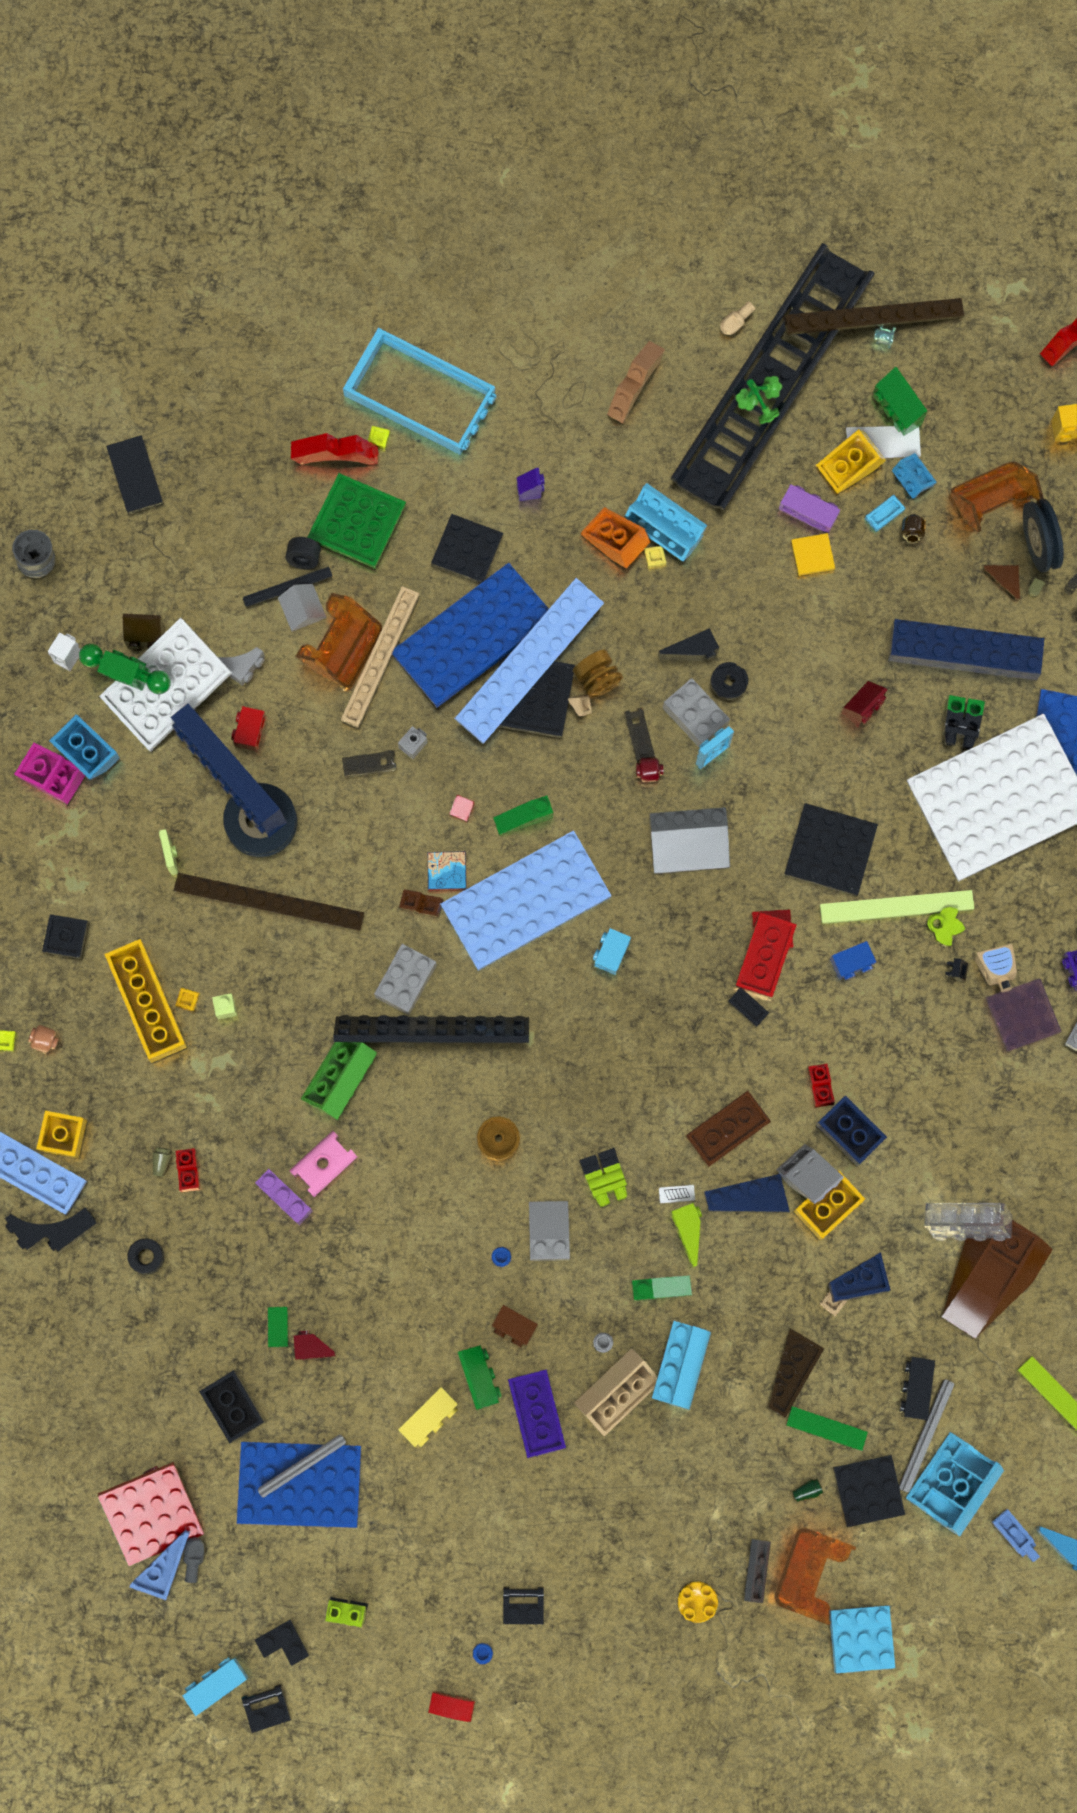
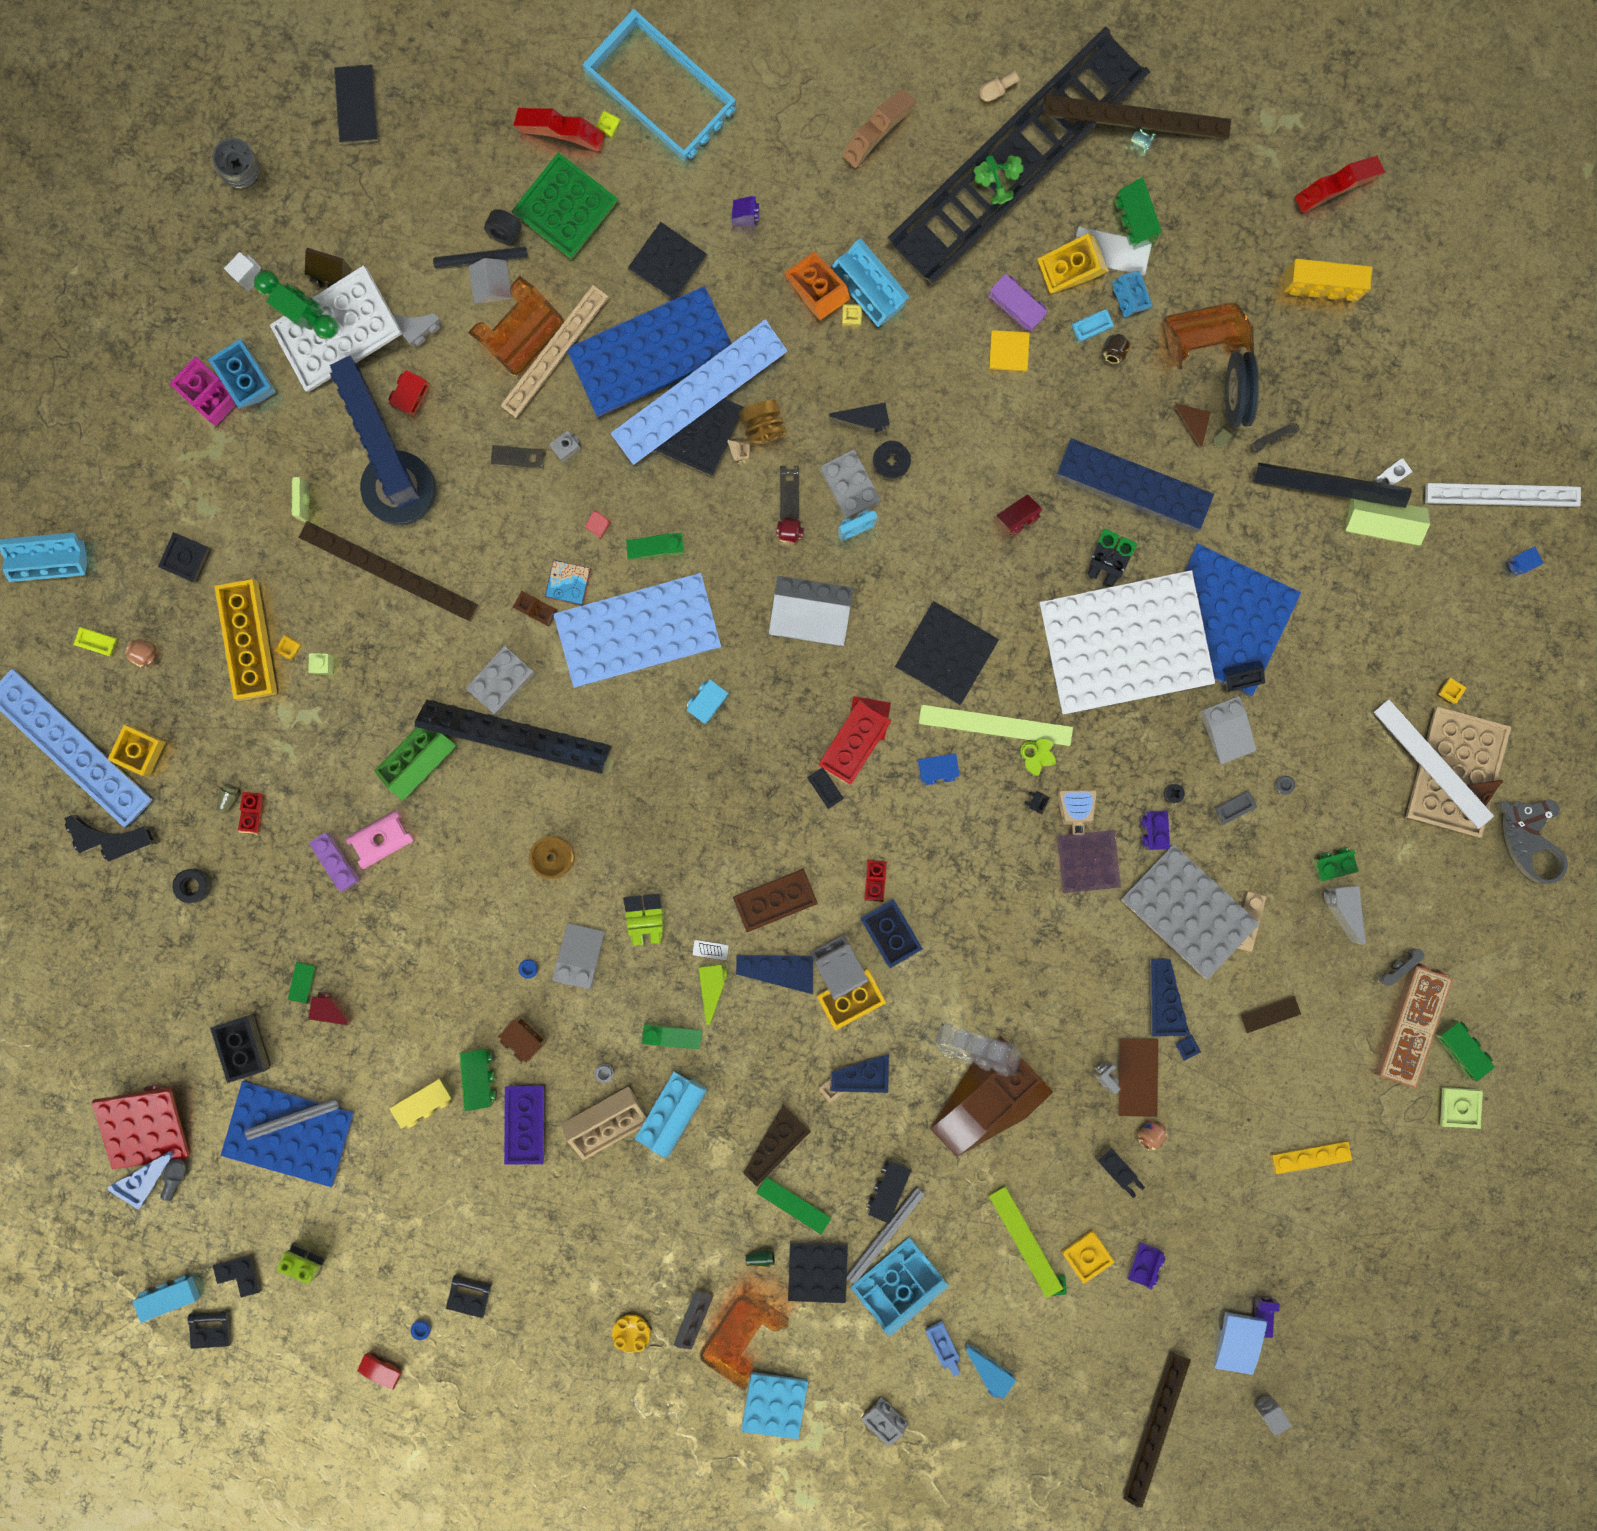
camera: 15 degrees right, 10 degrees up
(978, 1627) = (885, 1422): none -> light grey bracket

